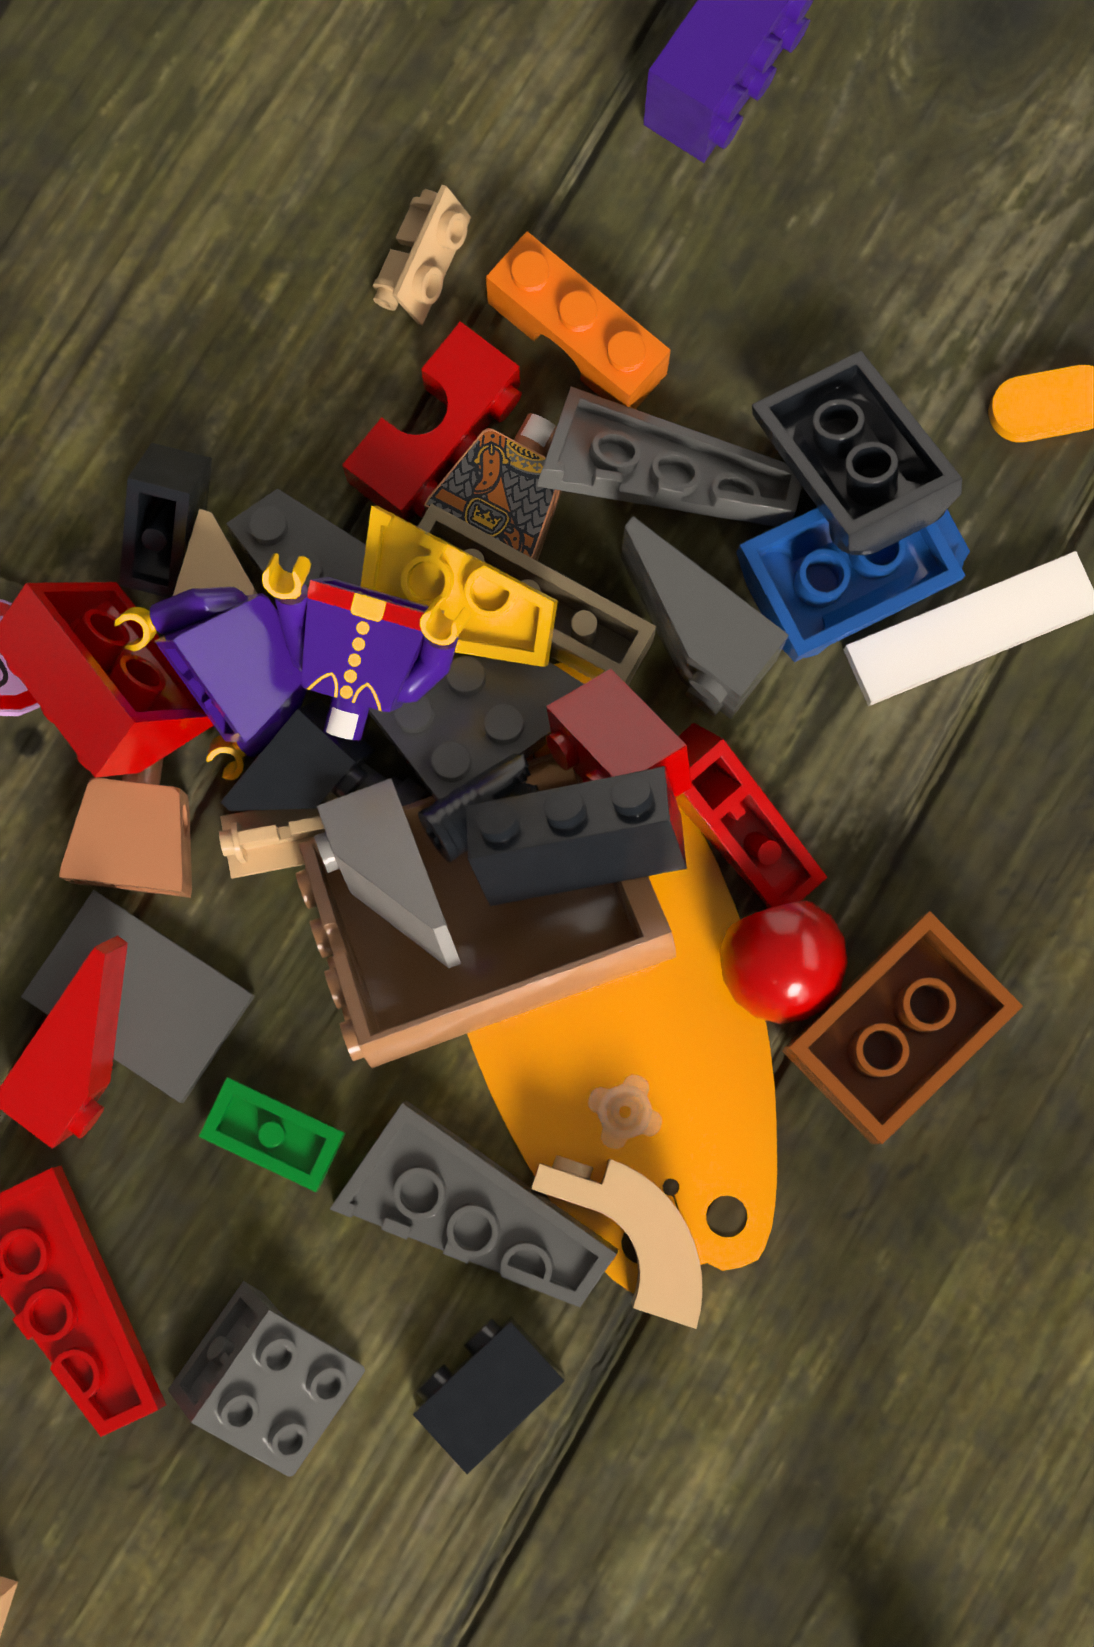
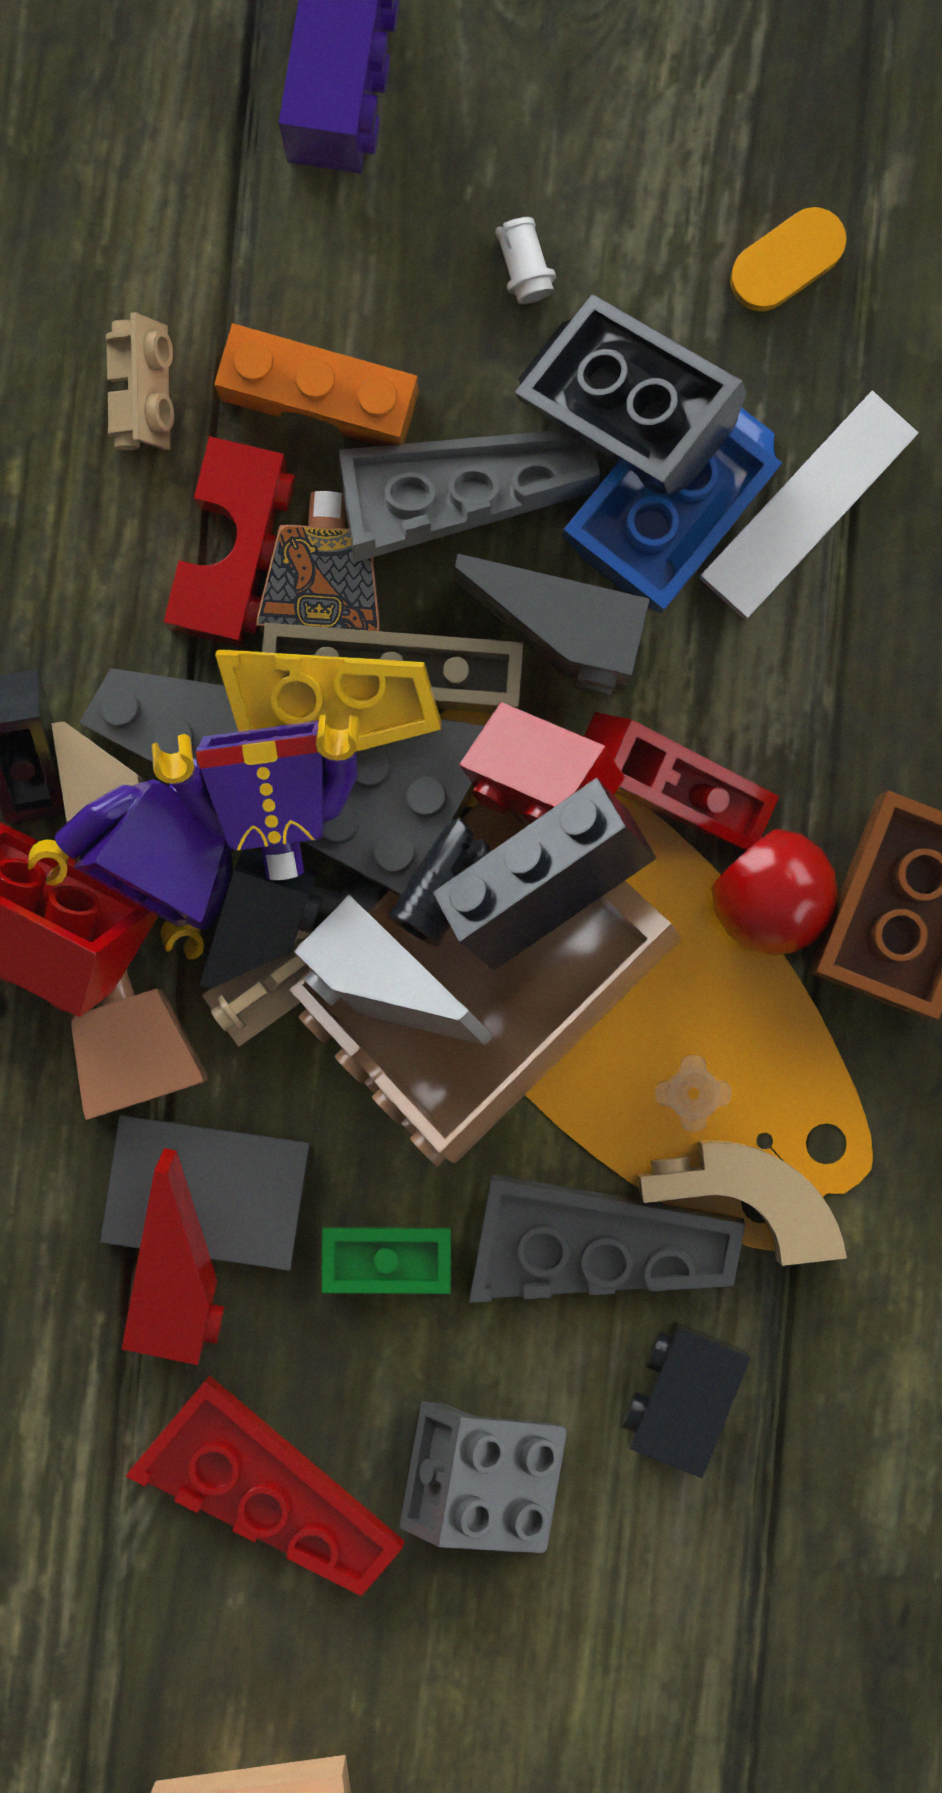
camera: 20 degrees left, 5 degrees up
(814, 300) = (525, 261): none -> white pin

